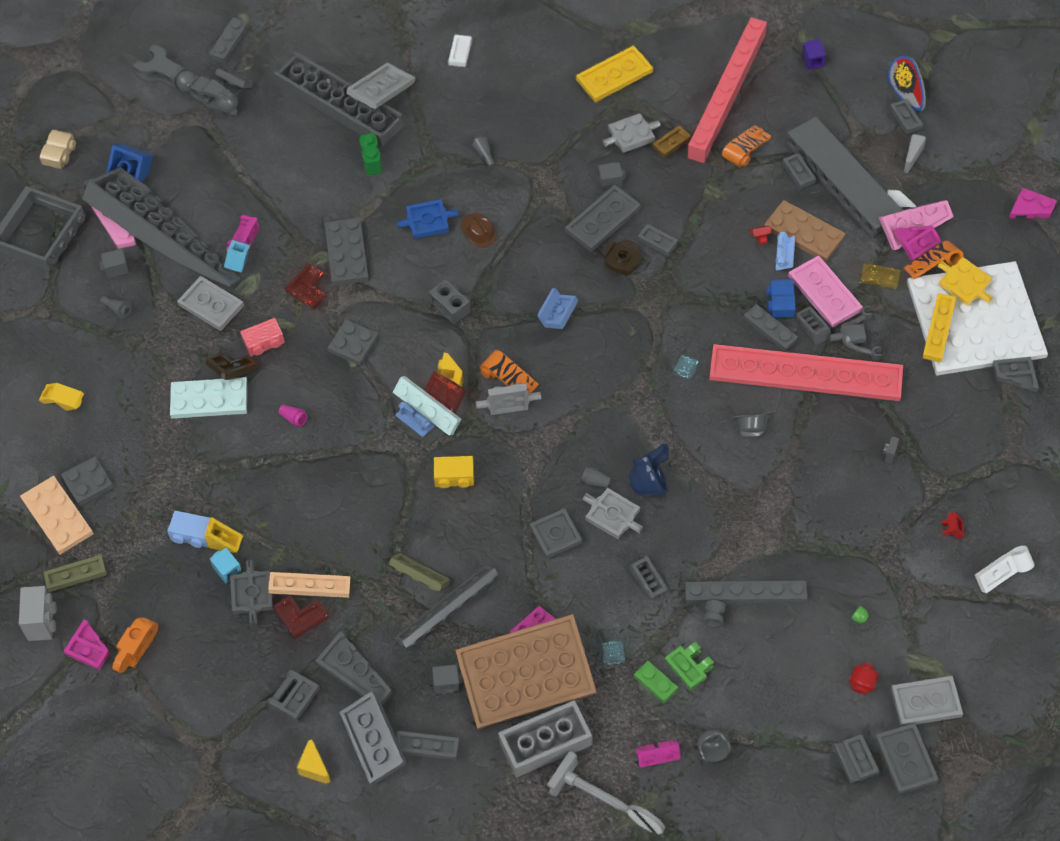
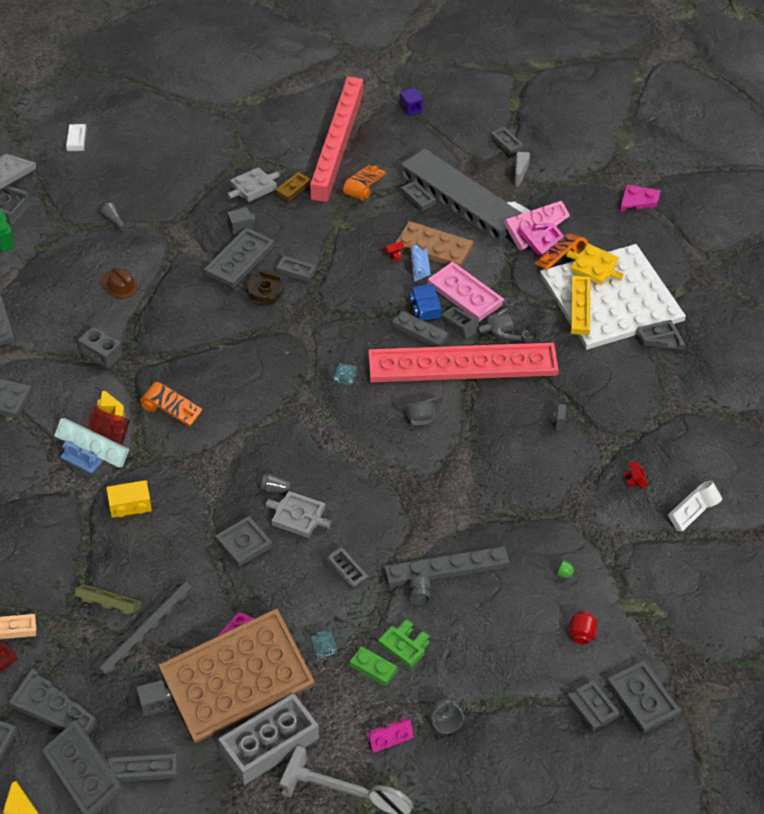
camera: 15 degrees left, 10 degrees down
(427, 219) = (66, 279): blue plate -> none
(508, 399) = (174, 424): light grey plate -> none
(556, 309) = (208, 340): medium blue bracket -> none
(614, 73) = (227, 138): yellow plate -> none
(647, 475) = (326, 472): dark blue head -> none
(880, 276) = (513, 272): clear yellow plate -> none
(907, 81) = (501, 112): shield -> none
(926, 701) = (650, 638): light grey plate -> none

